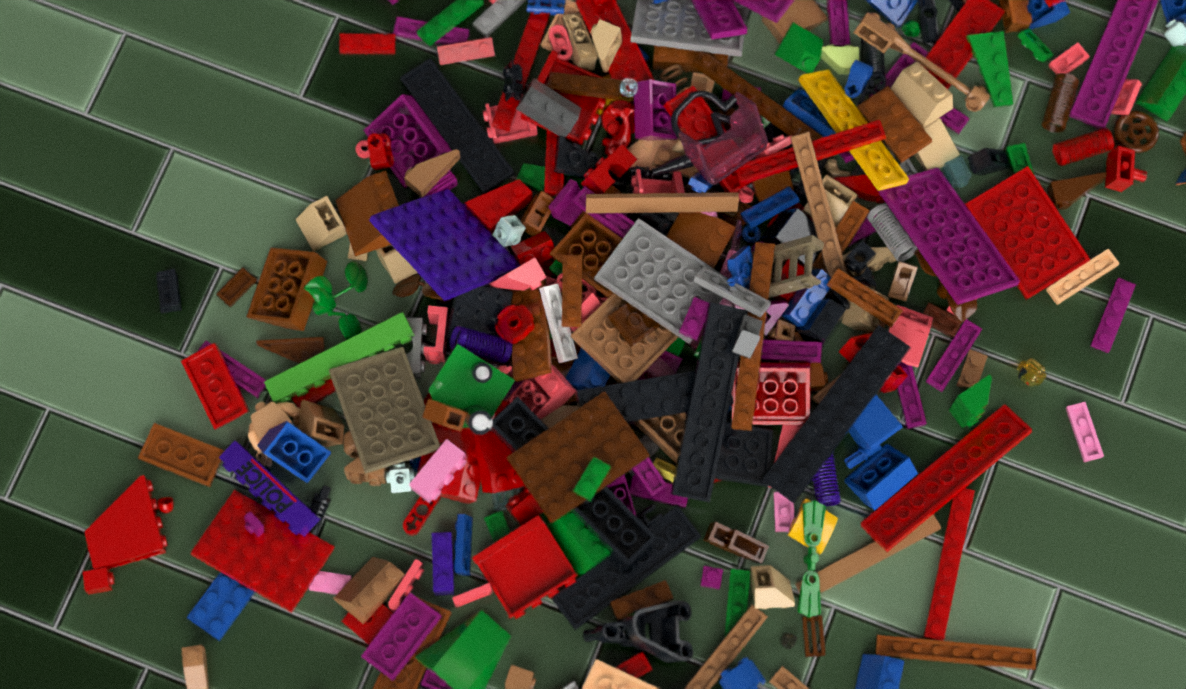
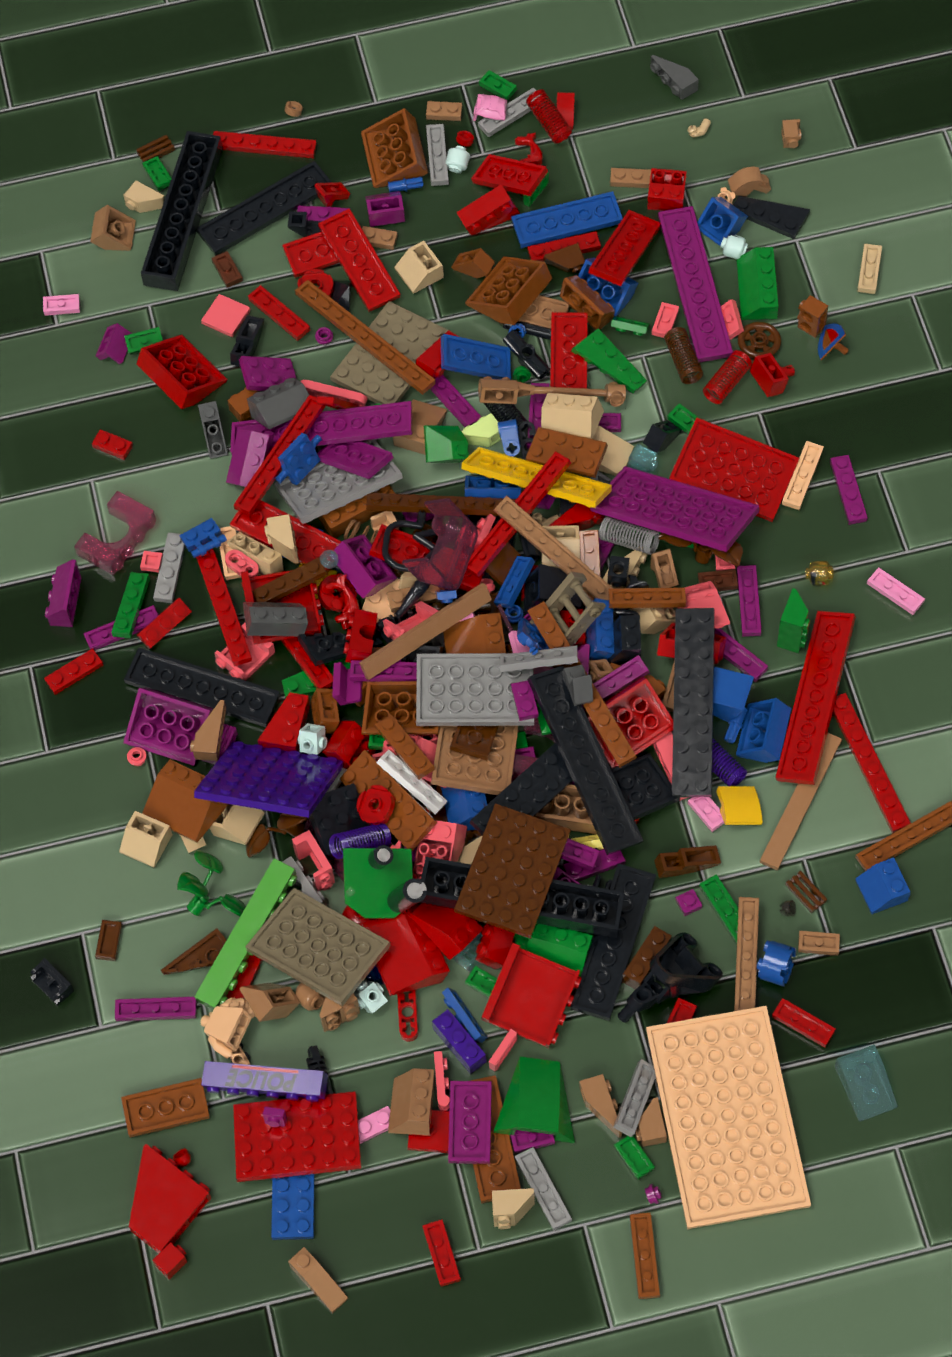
camera: 30 degrees left, 10 degrees down
(215, 386) = (153, 1030): red plate -> none
(281, 291) = (154, 911): dark orange slope -> none
(294, 450) = (264, 1032): blue slope -> none
(380, 153) = (154, 750): red piece -> none
(438, 471) = (402, 964): bright pink brick -> none
(444, 414) = (374, 912): dark orange slope -> none
(511, 74) = (223, 615): black hinge -> none
(522, 278) = (354, 764): coral slope -> none
(592, 479) = (538, 878): green plate -> none
(770, 588) = (742, 876): tan slope -> none
(813, 522) = (778, 859): piece -> none
(972, 369) = (771, 602): medium nougat plate -> none
(1068, 191) = (743, 415): reddish brown slope -> none

